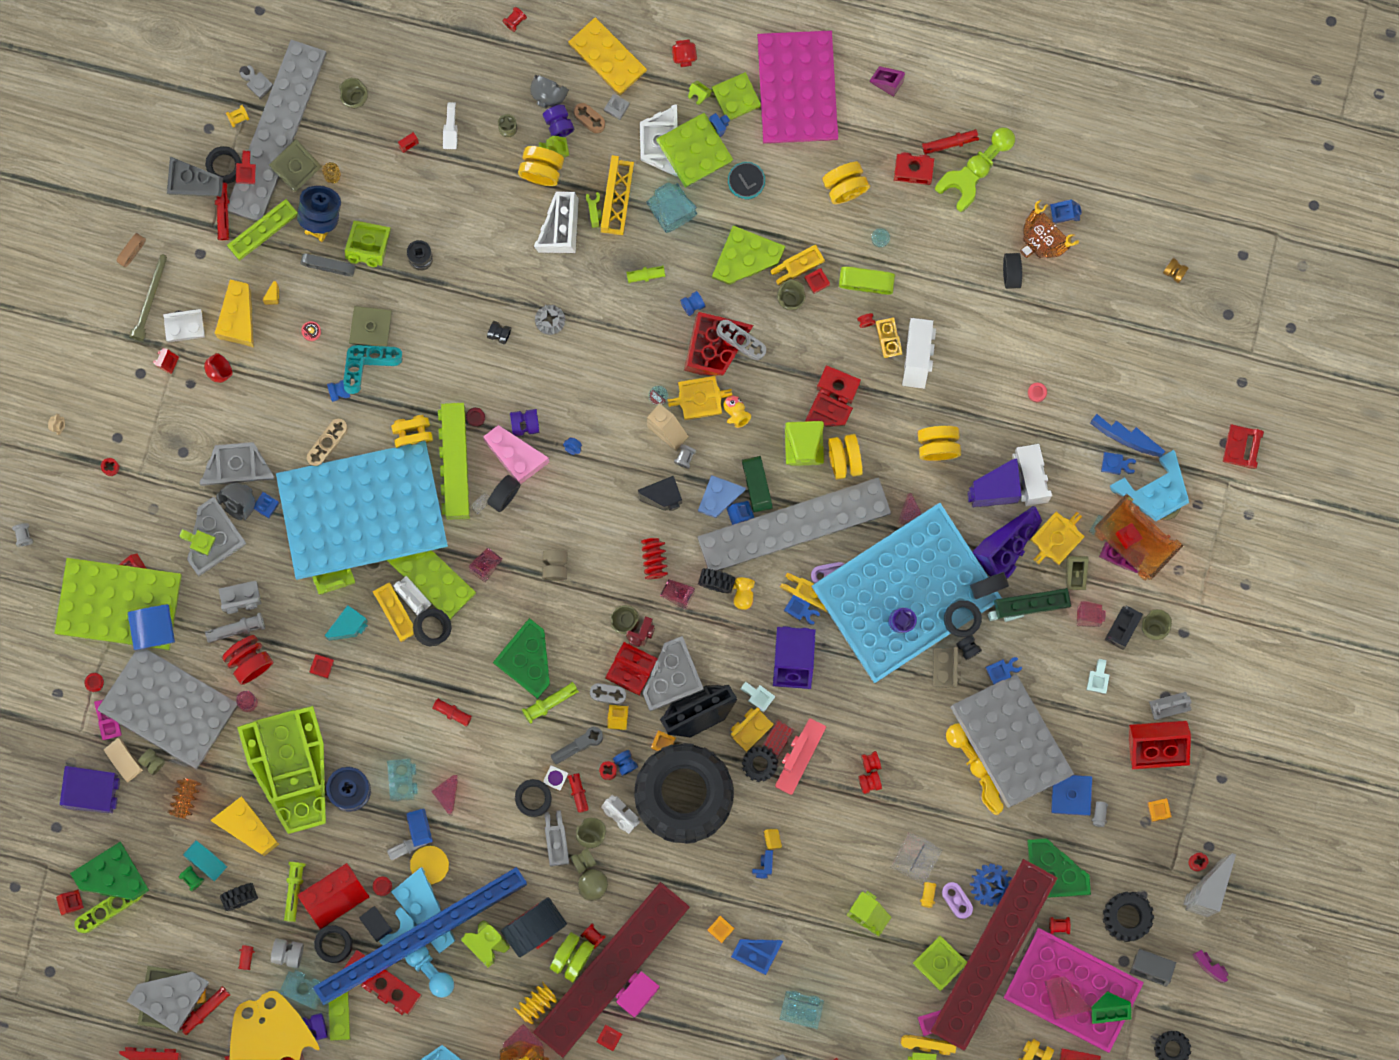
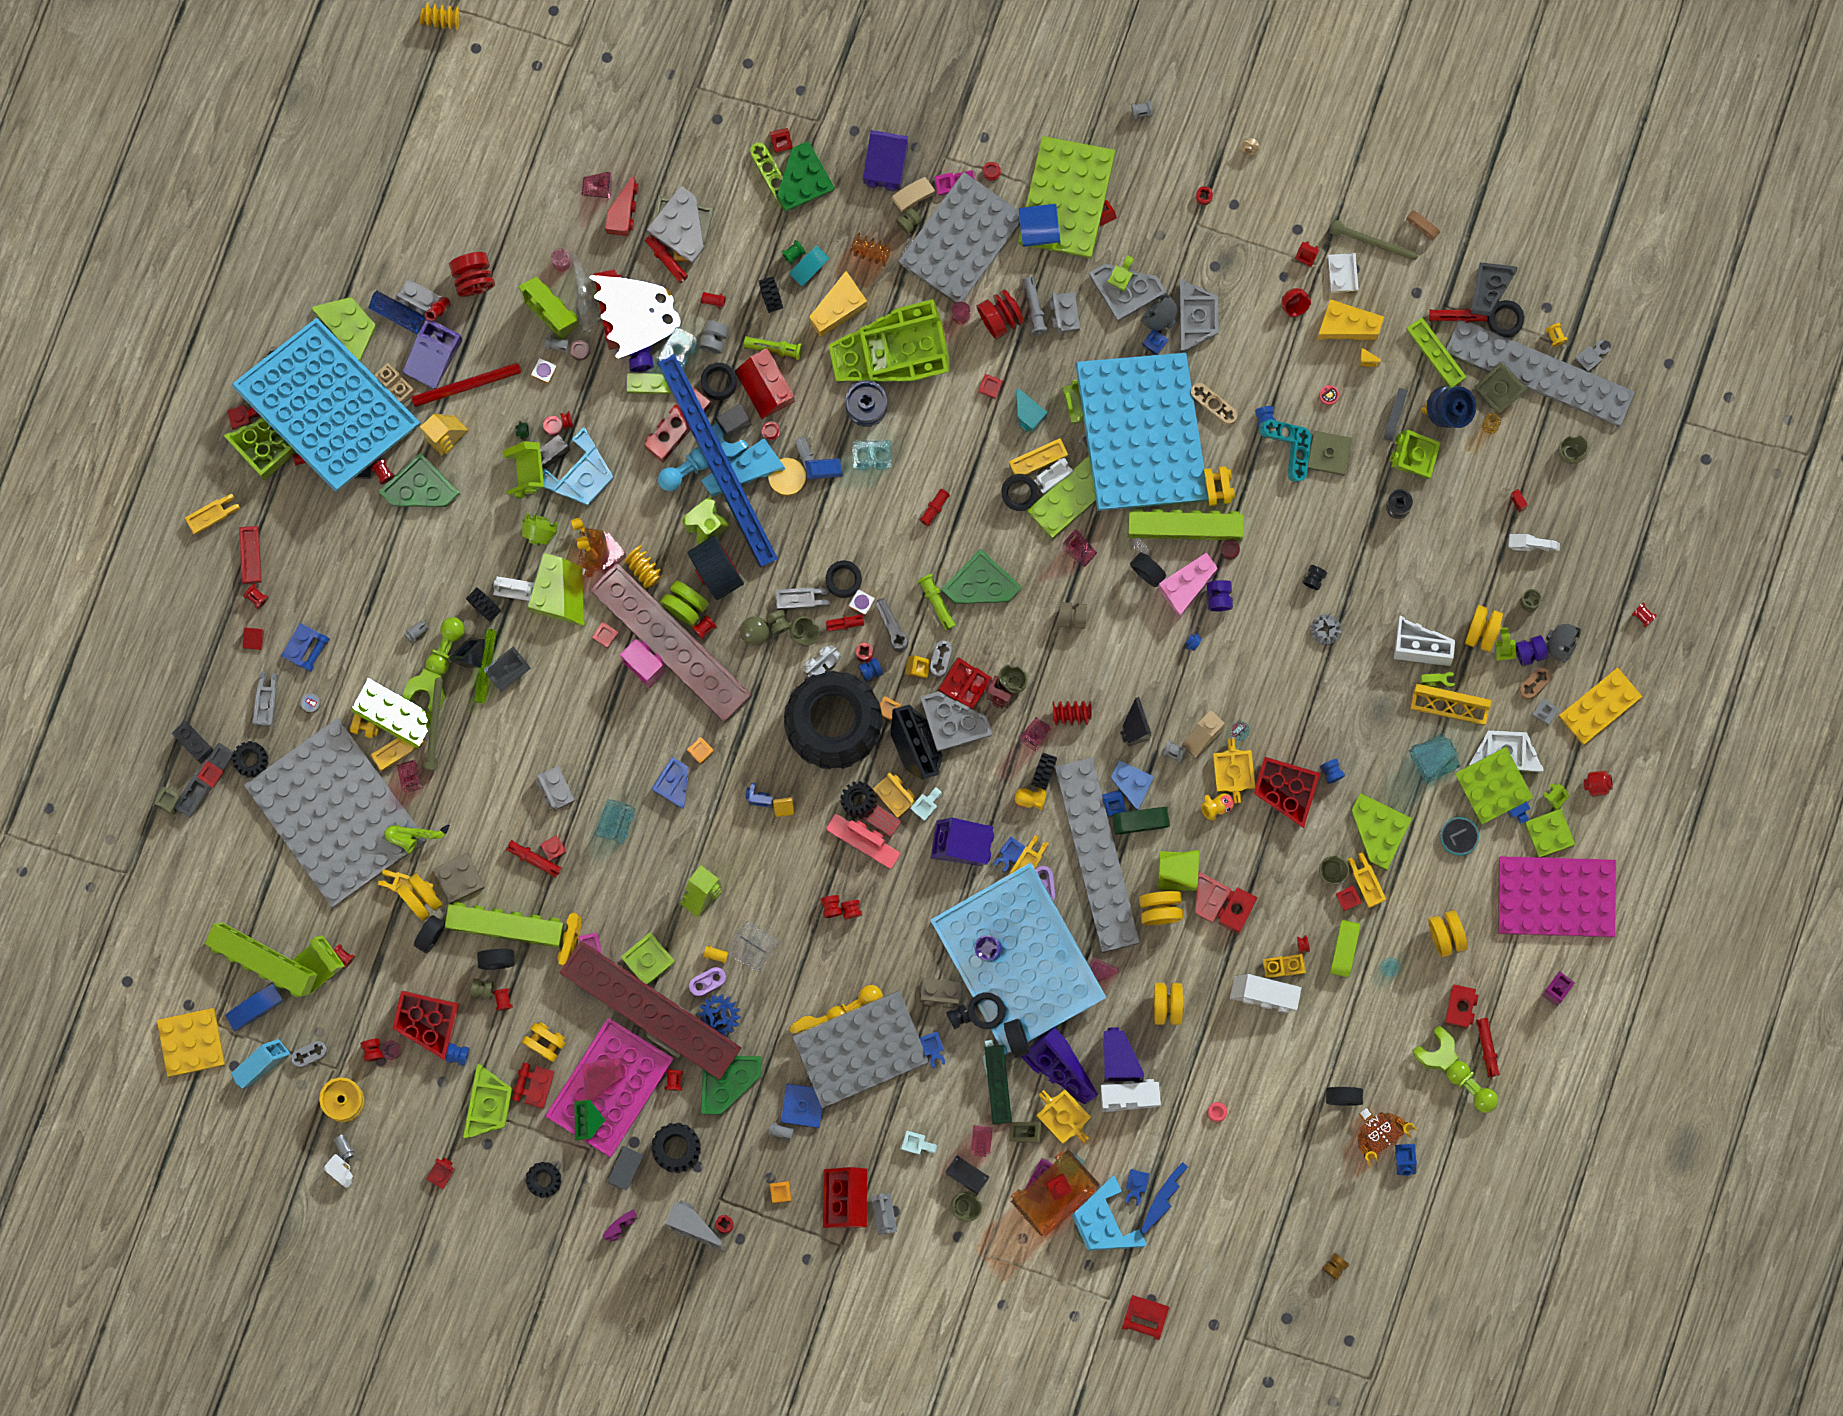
camera: 100 degrees right, 0 degrees up
(245, 171) = (1494, 338): red plate -> none
(446, 793) = (853, 496): clear pink slope -> none
(646, 274) = (1366, 727): lime pin -> none
(726, 336) = (1292, 798): light grey beam -> none

